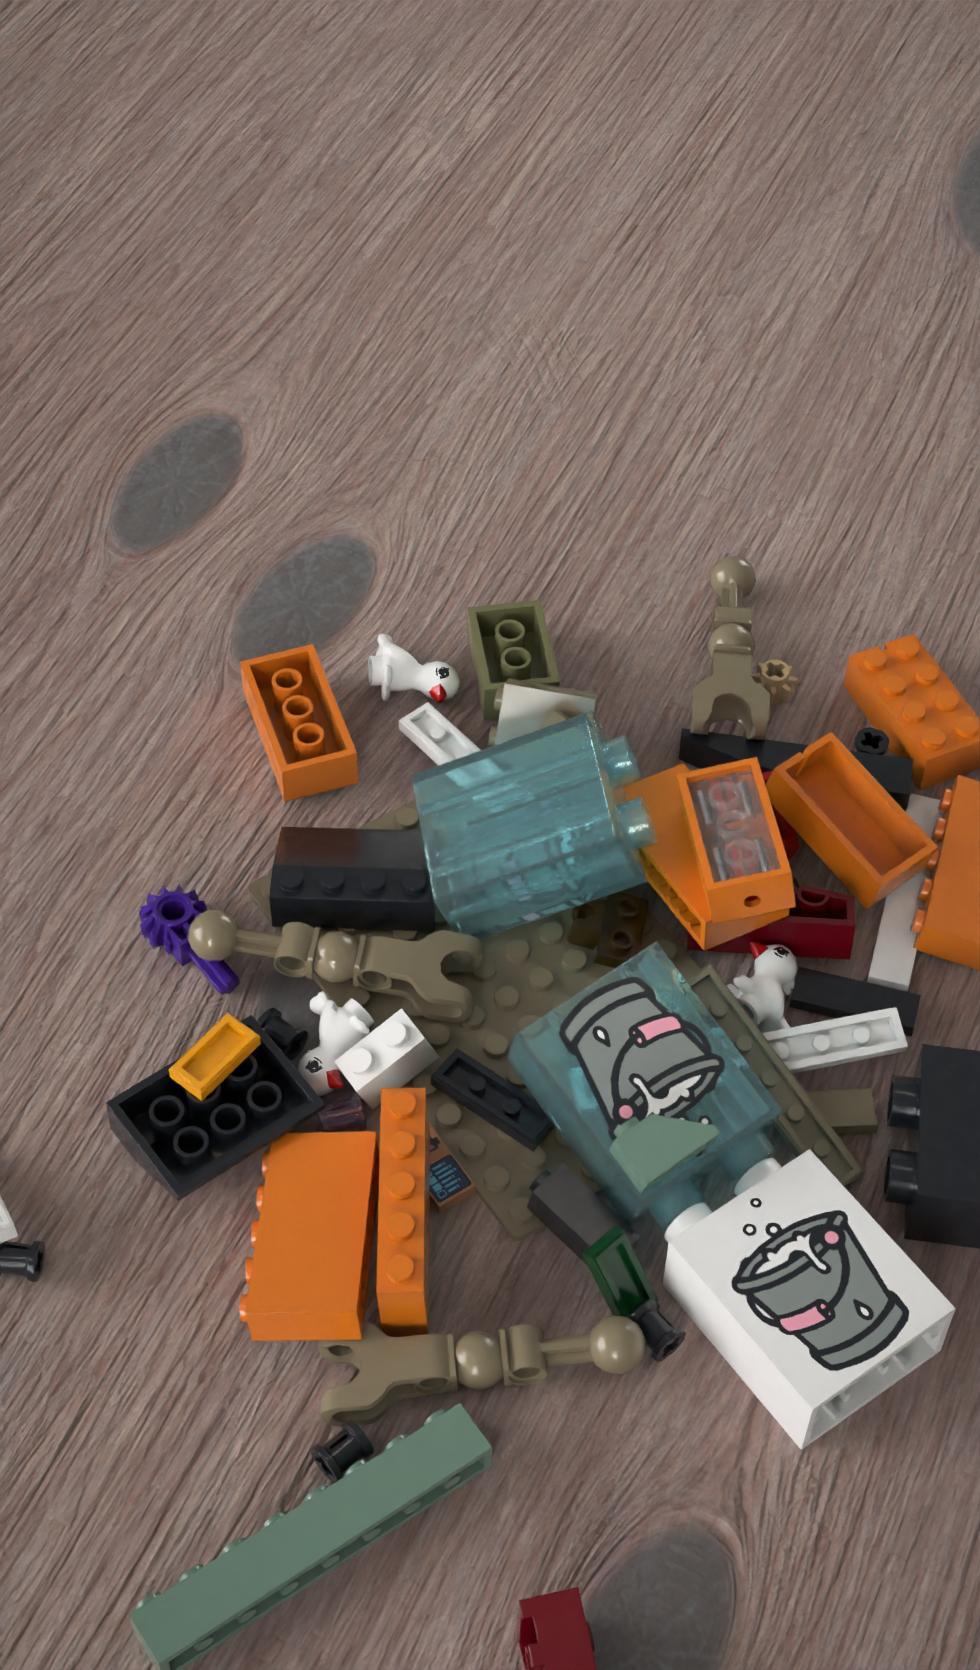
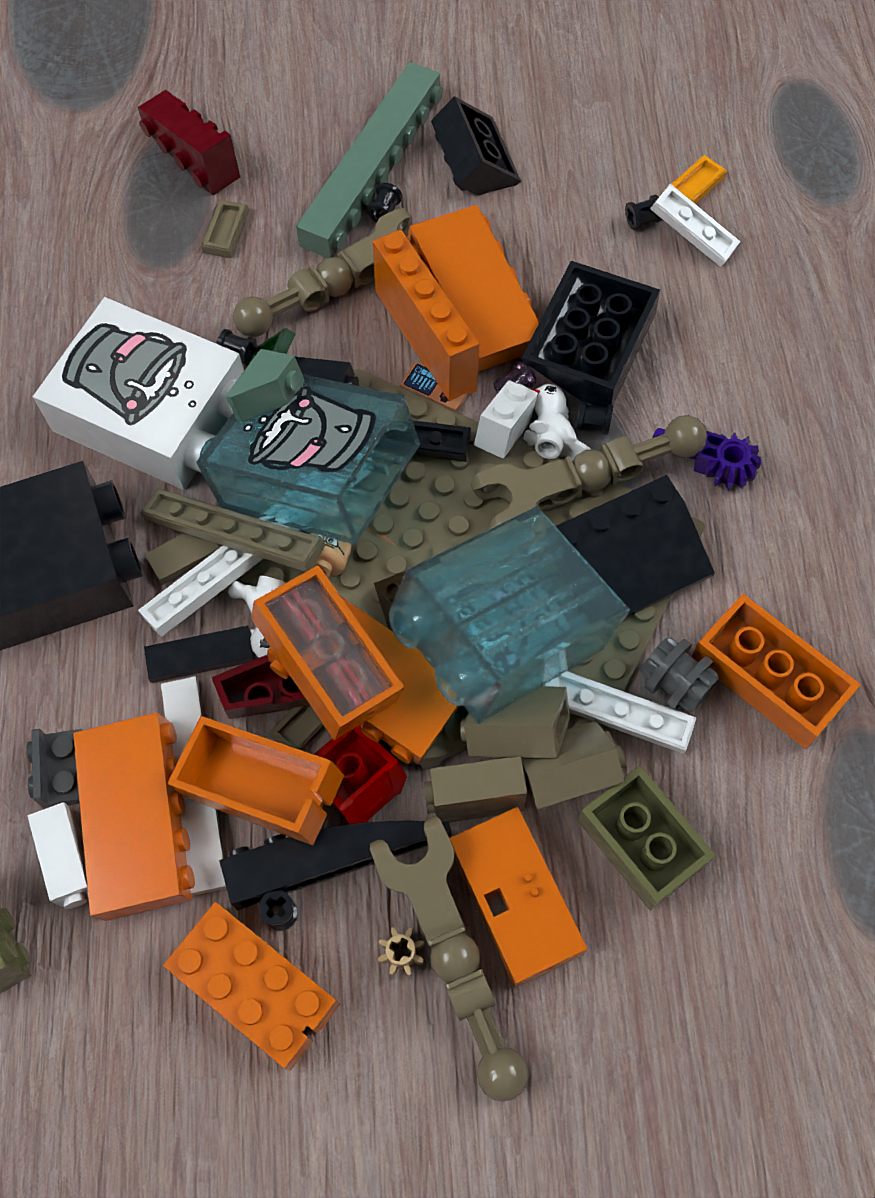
camera: 155 degrees right, 15 degrees up
(162, 1474) = (474, 148): none -> black slope
(214, 1056) = (613, 345): light orange tile -> none
(388, 753) = (679, 674): none -> dark grey piece
(400, 671) = (734, 776): white animal -> none
(583, 1542) = (225, 228): none -> dark tan tile
(651, 673) = (517, 897): none -> orange brick
(656, 736) = (476, 789): none -> dark tan brick

